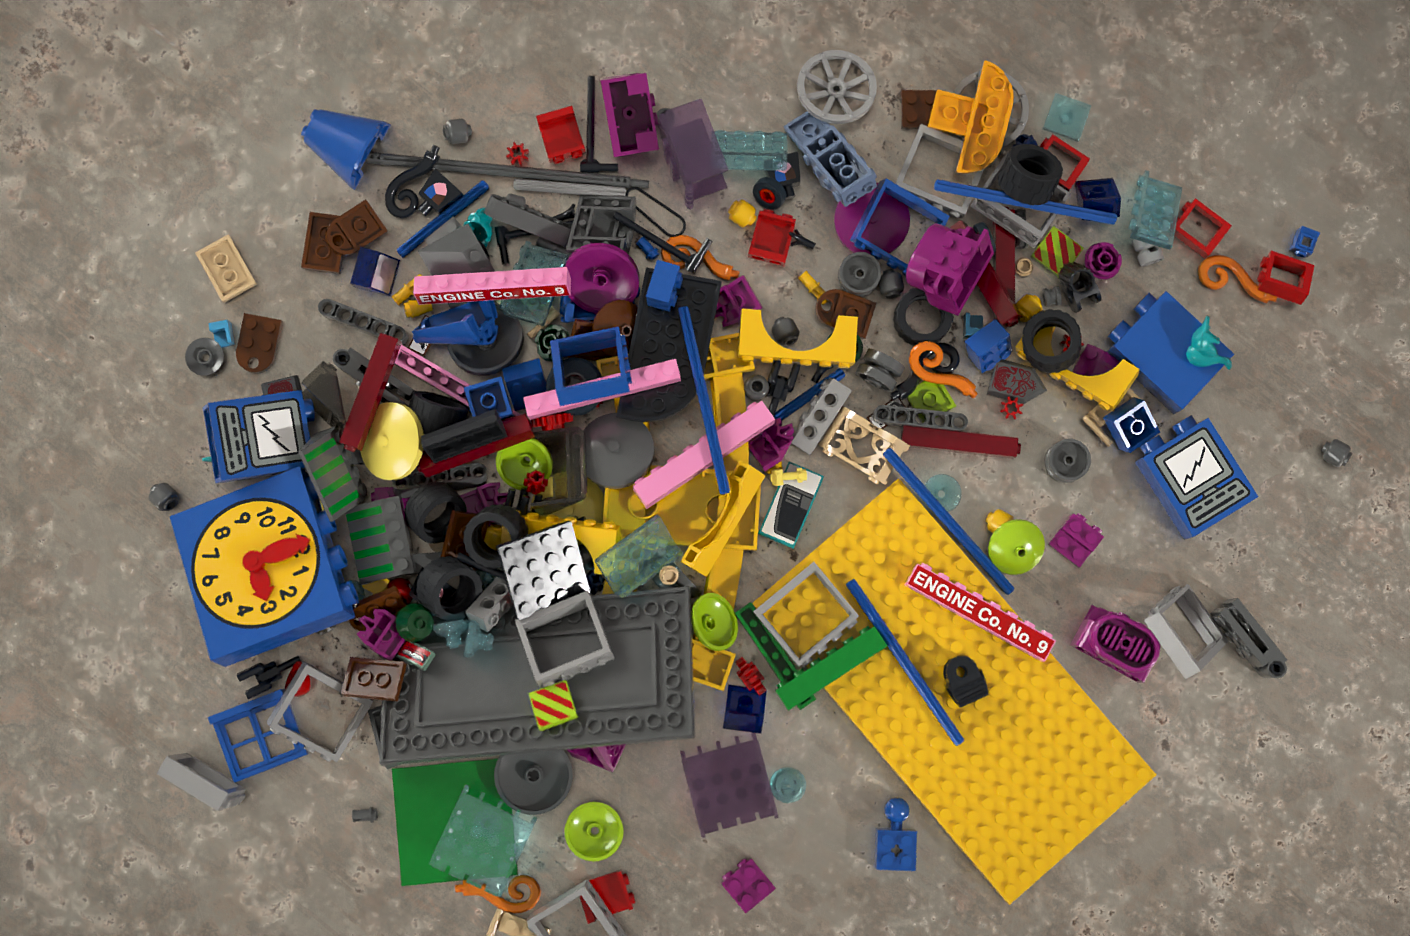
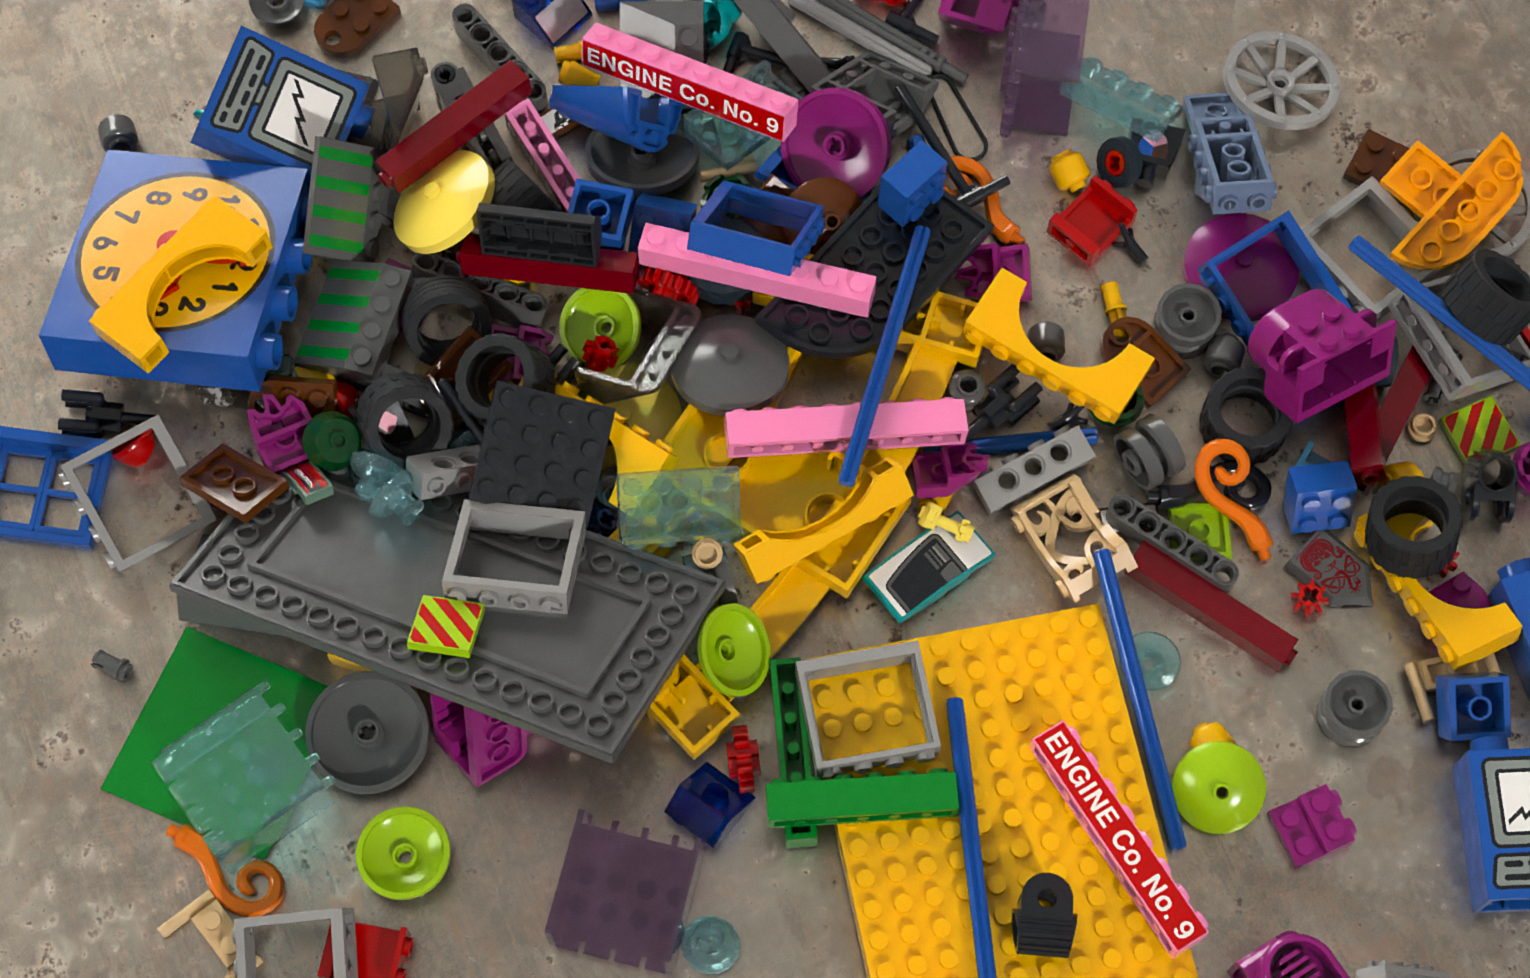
camera: 30 degrees right, 15 degrees down
(274, 546) = (210, 235): none -> yellow arch

